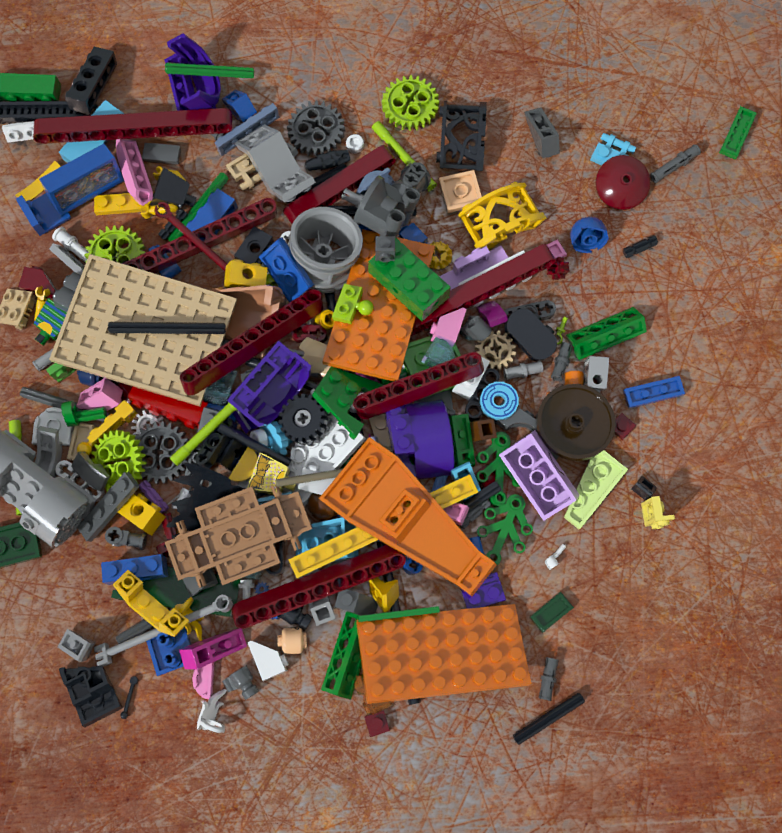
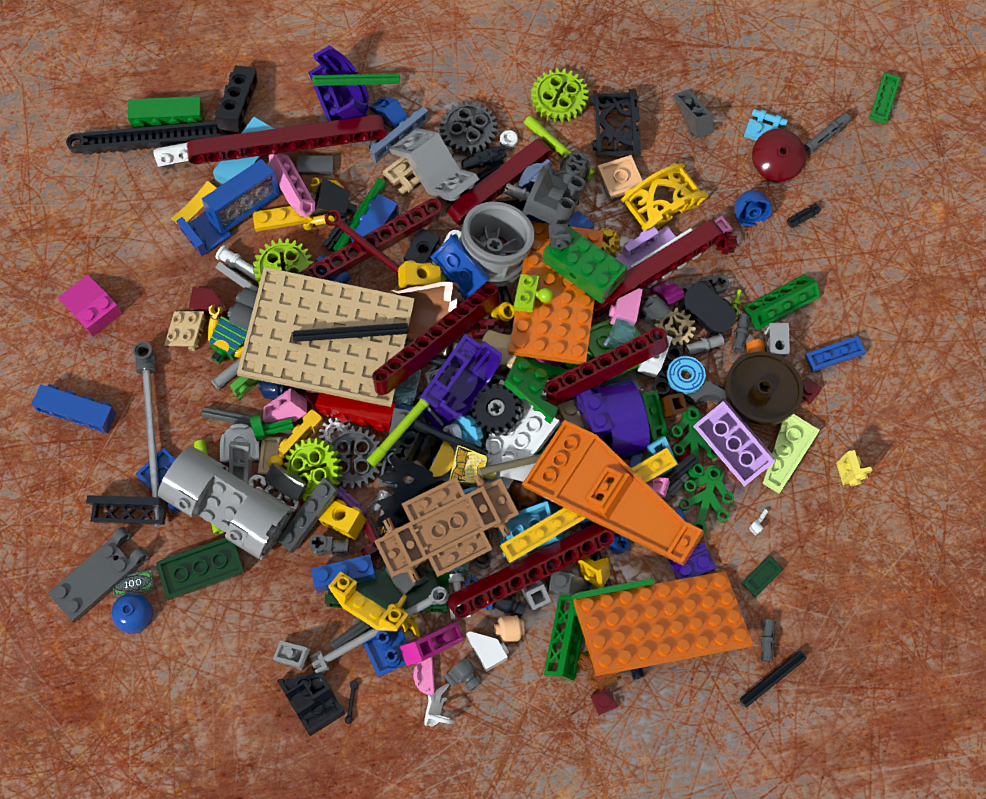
camera: 10 degrees left, 5 degrees down
(644, 488) = (837, 447): black slope -> none

